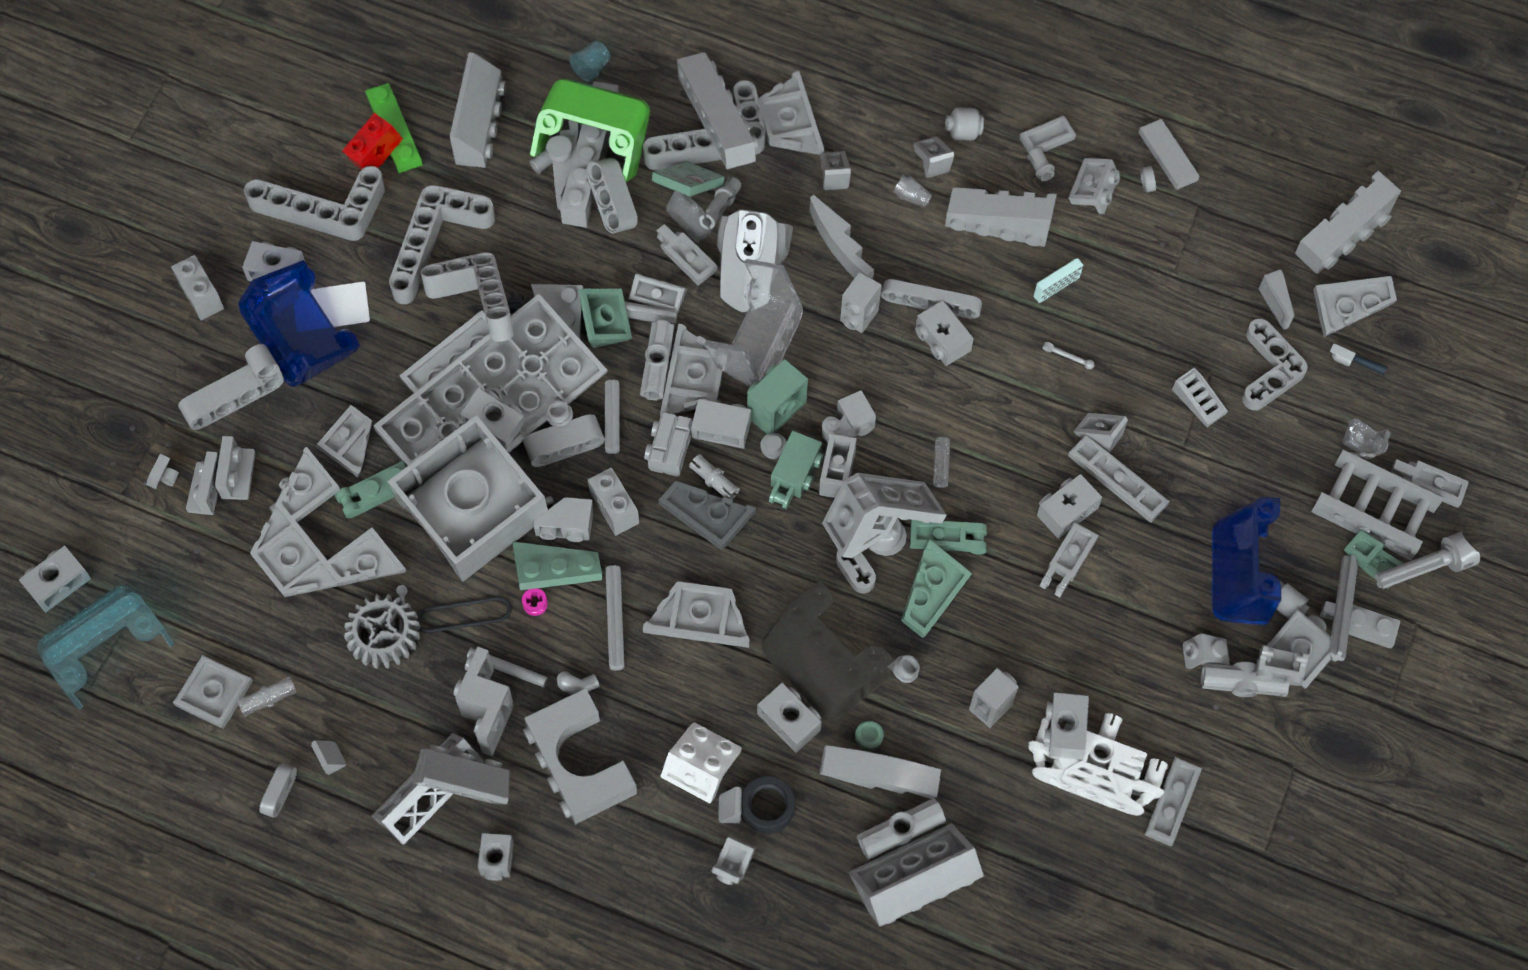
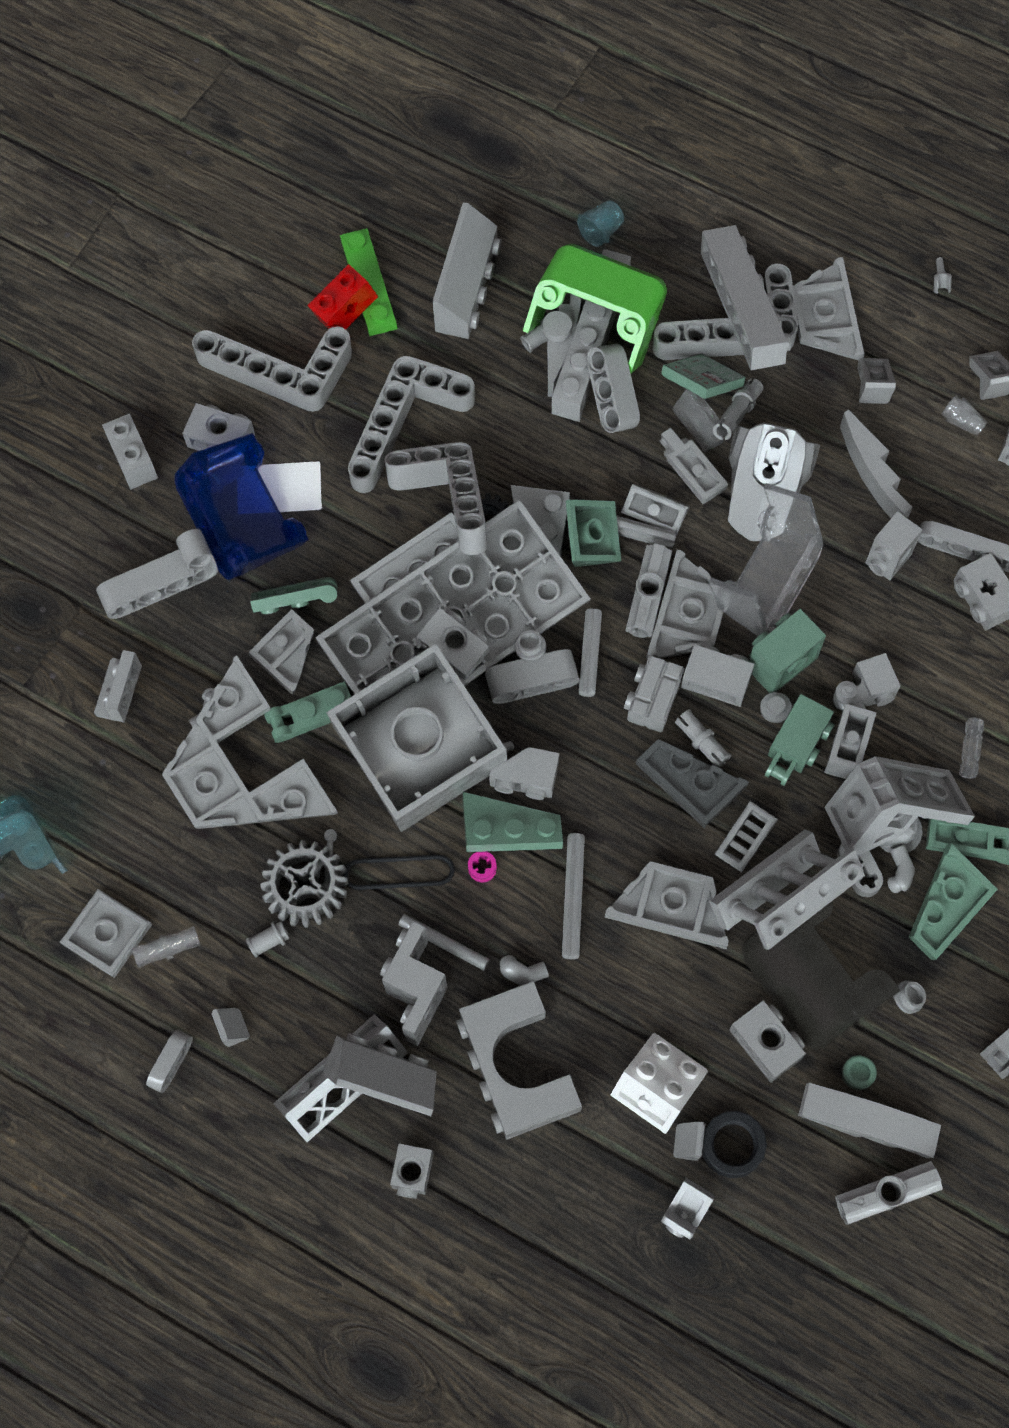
camera: 10 degrees right, 5 degrees up
(162, 473) = (70, 667): light grey tile -> none
(234, 470) = (153, 673): light grey bracket -> none
(354, 393) = (296, 595): none -> sand green plate
(354, 680) = (268, 938): none -> light grey pin
(613, 501) = (583, 756): light grey brick -> none
(759, 531) = (736, 830): none -> light grey slope
(793, 588) = (774, 874): none -> light grey fence
(884, 81) = (941, 279): none -> light grey hand
(893, 569) = (905, 870): none -> light grey arm
(917, 874) = (902, 1250): light grey slope -> none

